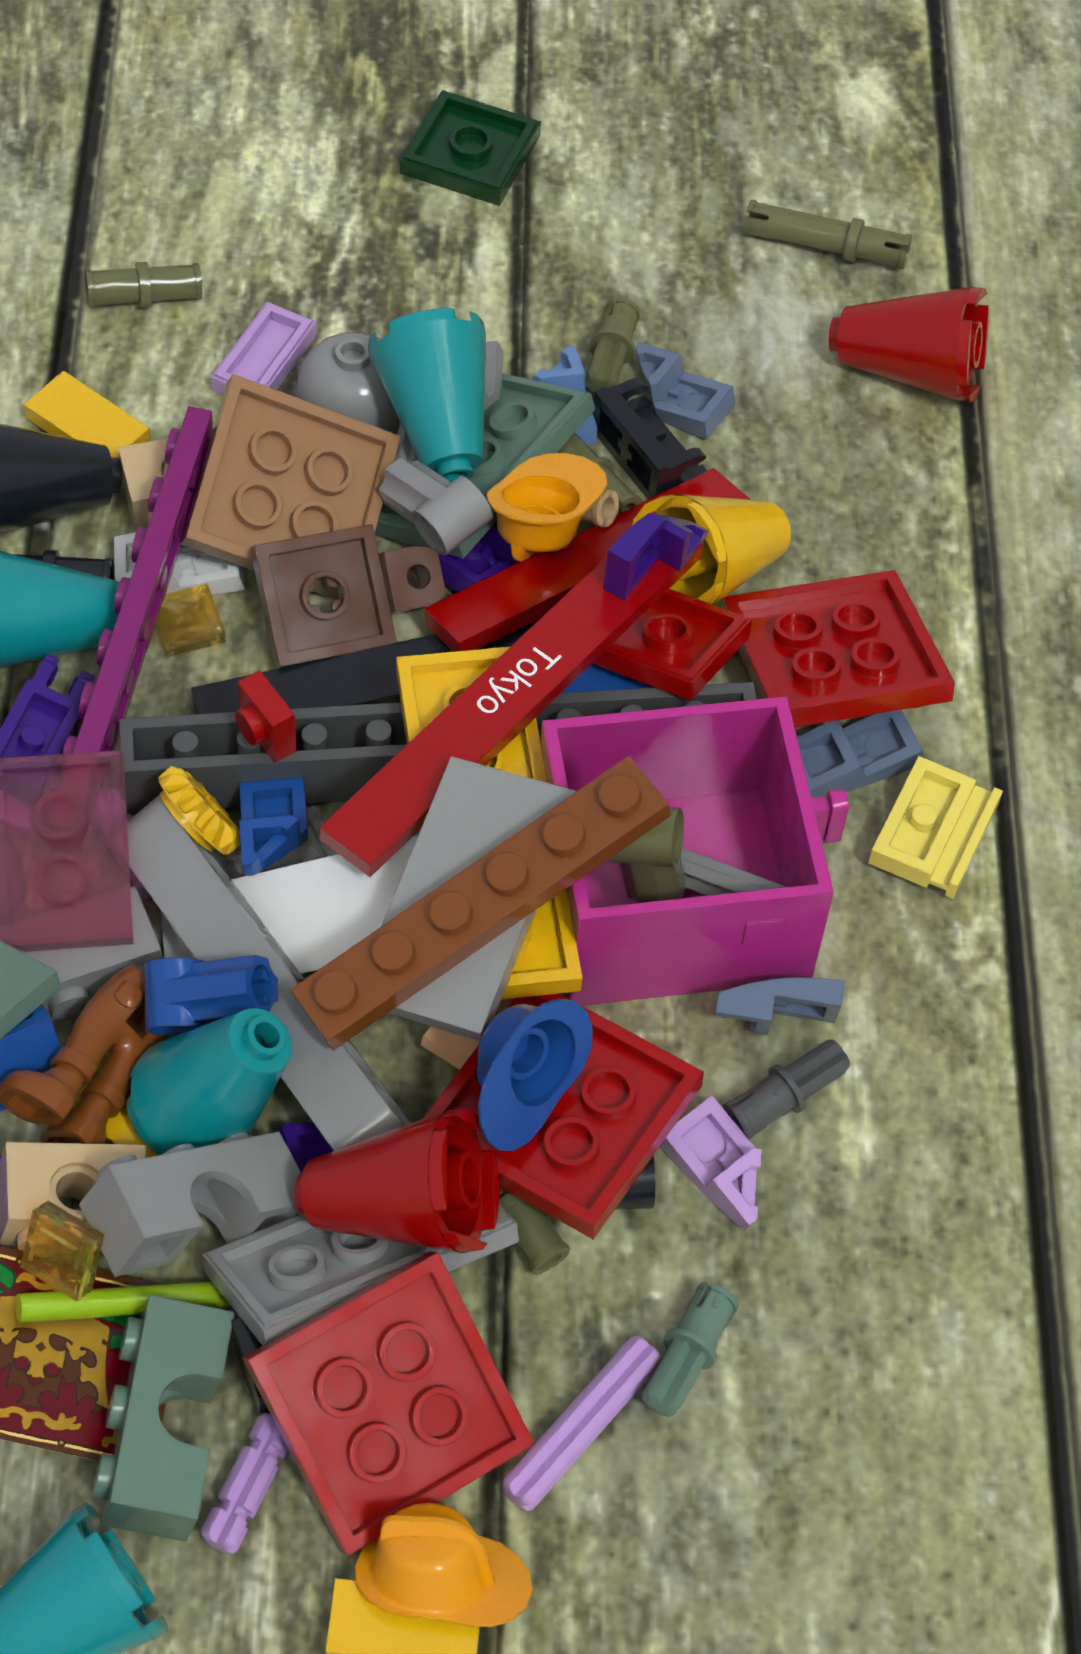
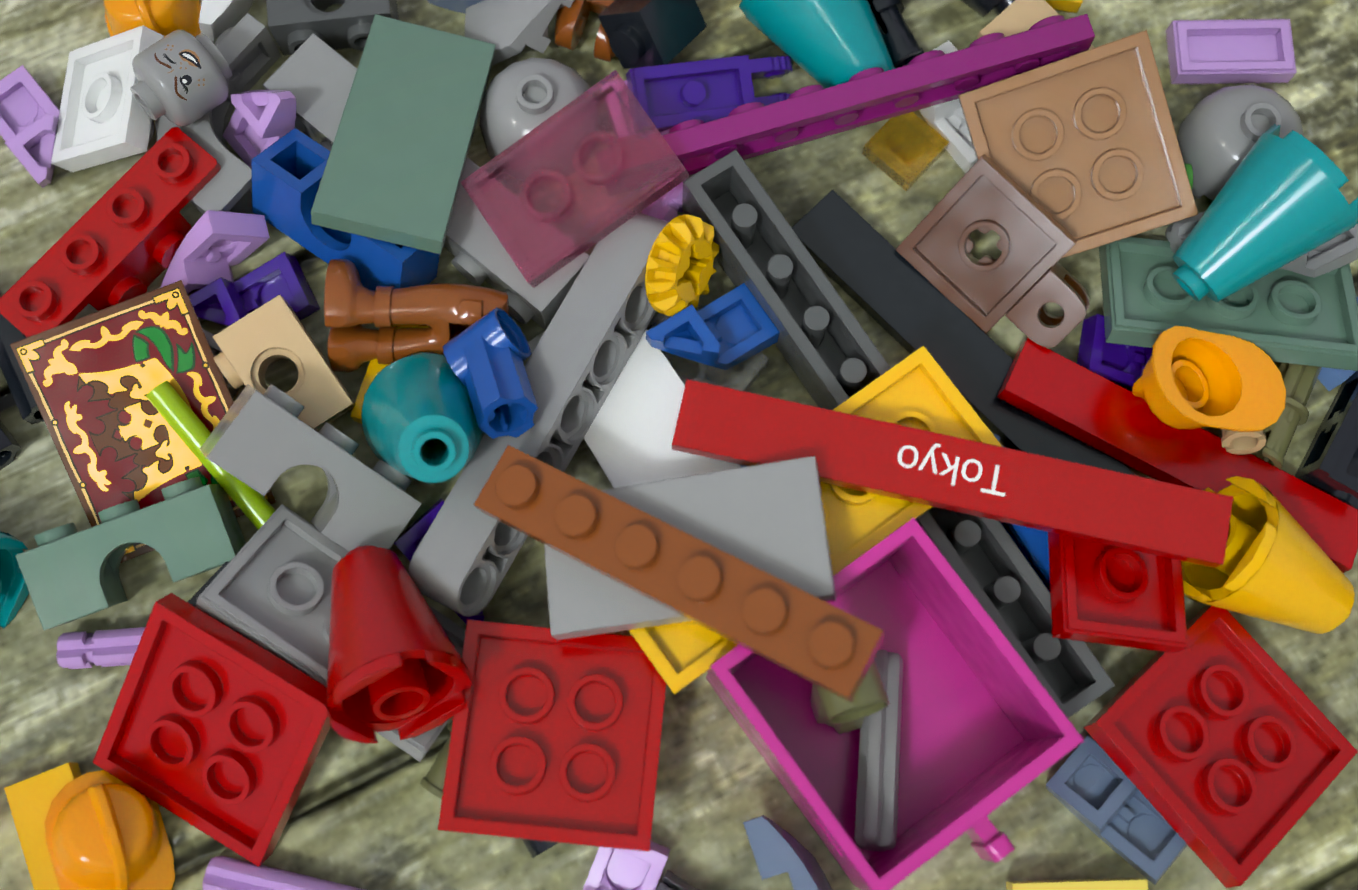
camera: 65 degrees right, 20 degrees up
(62, 1250) = (207, 394): clear yellow tile -> none
(265, 717) = (790, 266): red plate -> none
(439, 509) = (1134, 291): light grey piece -> none
(527, 1065) = (545, 690): blue piece -> none
(644, 543) = (1199, 528): dark purple slope -> none

